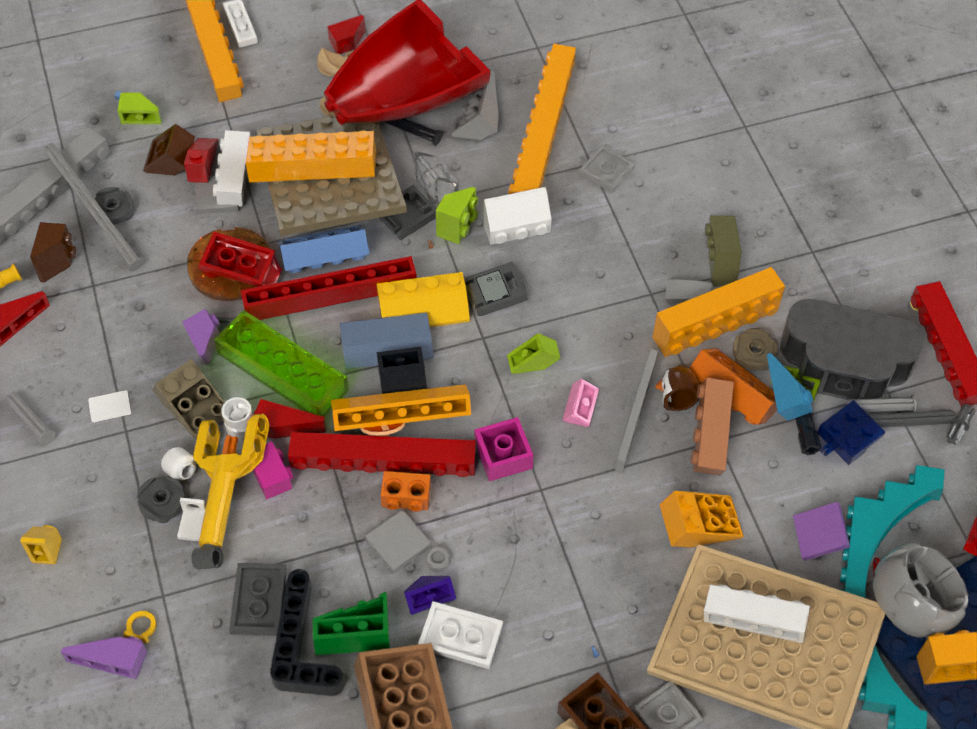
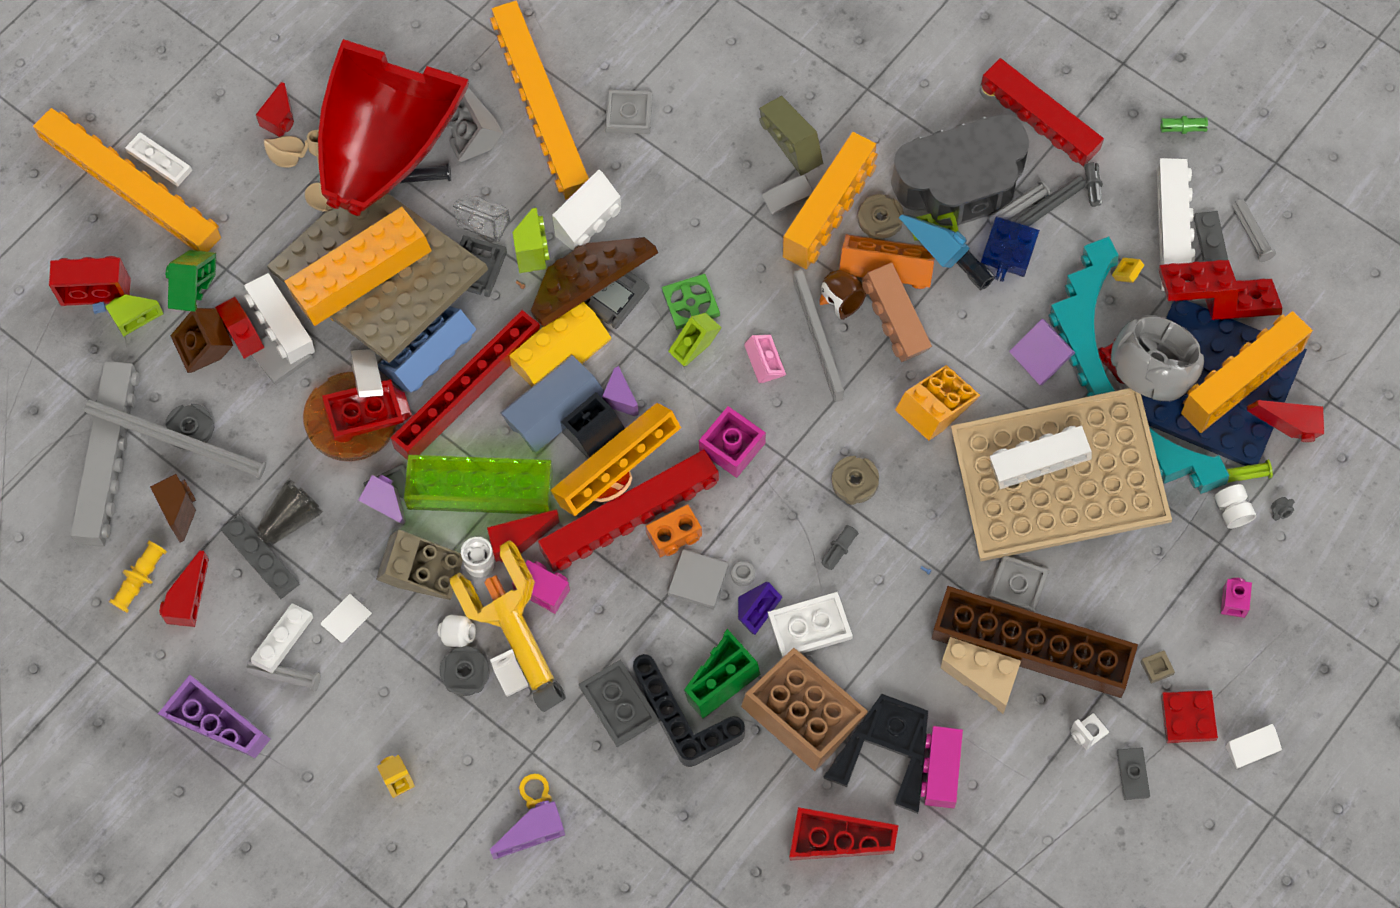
camera: 30 degrees left, 10 degrees up
(49, 390) = (281, 638): none -> white plate
(85, 324) = (260, 557): none -> dark grey plate
(123, 69) = (88, 280): none -> red brick
(127, 302) = (287, 513): none -> clear smoke cone
(190, 102) = (188, 278): none -> green wedge
(258, 234) = (366, 373): none -> white slope
(441, 361) = (619, 395): none -> medium lavender slope
(481, 258) = (586, 273): none -> reddish brown plate
(532, 587) = (839, 547): none -> dark grey axle
(556, 314) = (684, 286): none -> bright green piece
(582, 552) = (854, 492): none -> dark tan plate
(946, 509) = (1128, 270): none -> yellow plate

